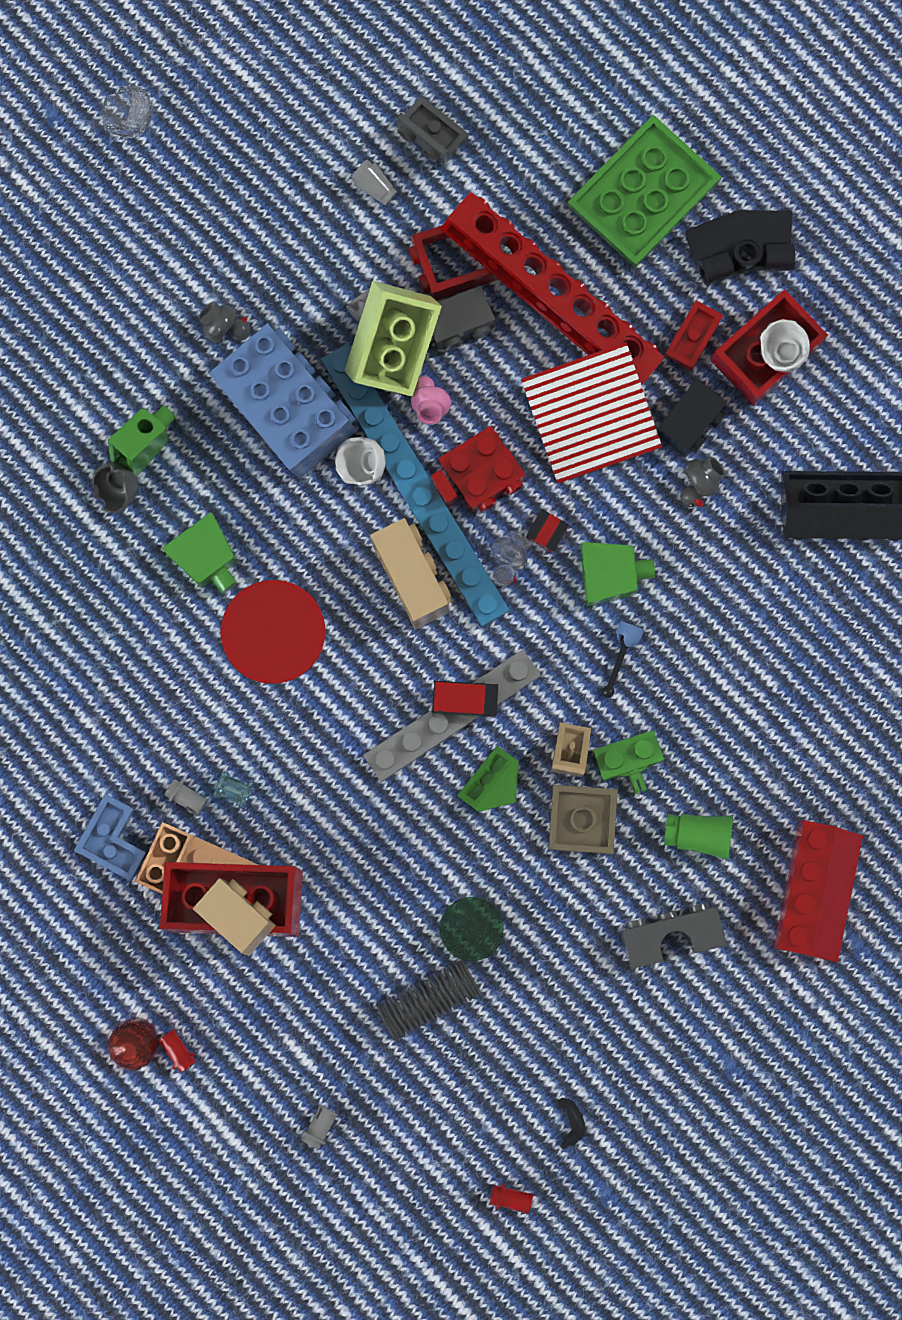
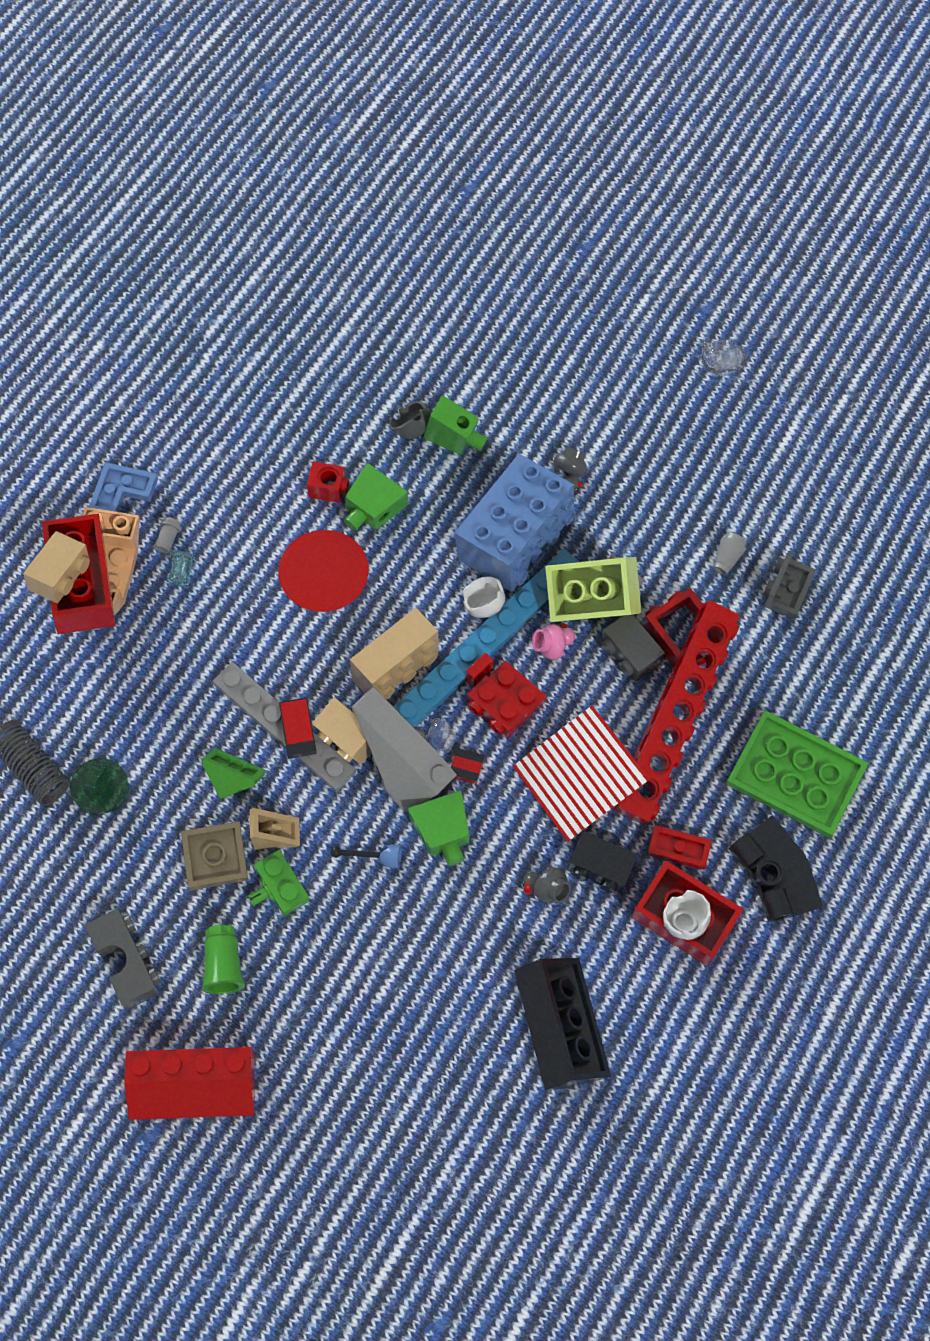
camera: 70 degrees right, 15 degrees down
(171, 614) = (325, 472): none -> red brick
(482, 647) = (340, 726): none -> tan brick
(533, 593) = (406, 761): none -> light grey wedge

